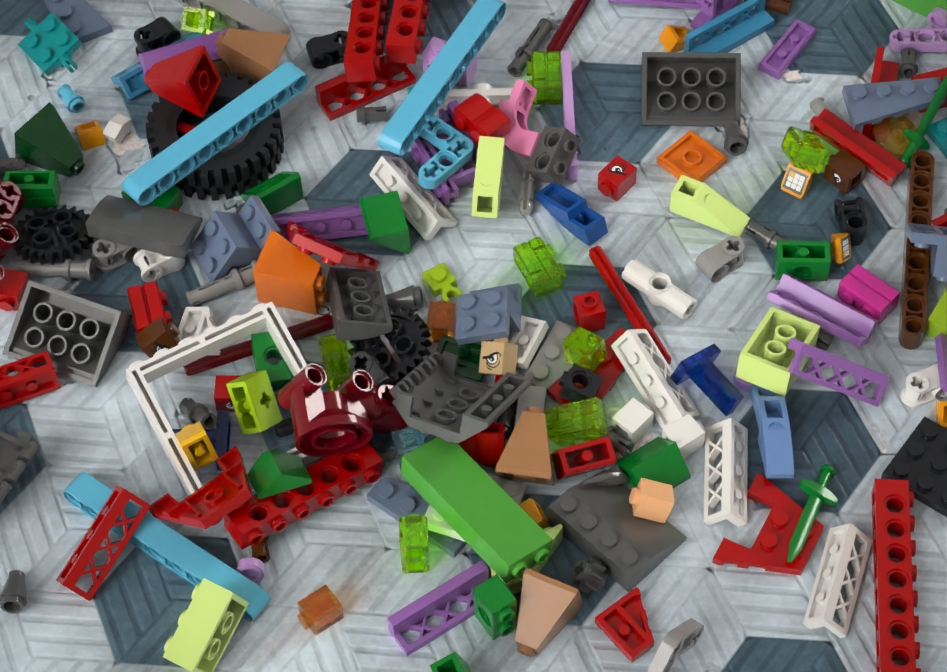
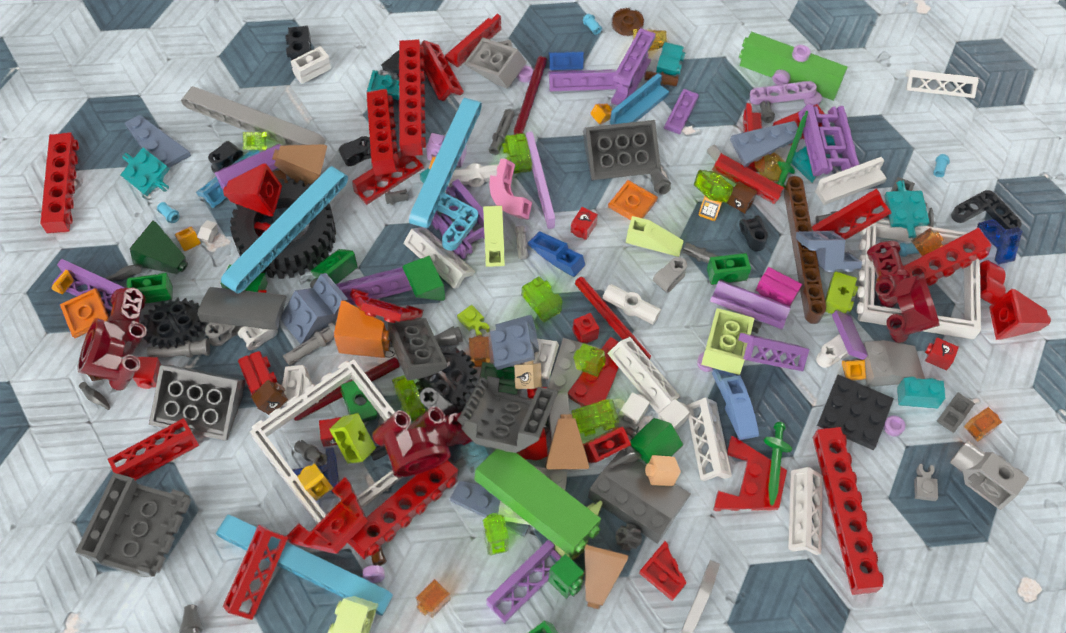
camera: 15 degrees left, 5 degrees up
(276, 473) = (382, 495): green slope -> none
(481, 118) = (479, 192): red brick -> none
(535, 511) = (578, 493): light orange slope -> none
(553, 155) = (536, 212): dark grey brick -> none
(578, 374) = (599, 384): black brick -> none
(709, 379) = (683, 369): clear blue bracket -> none
(840, 247) = (752, 253): light orange slope -> none

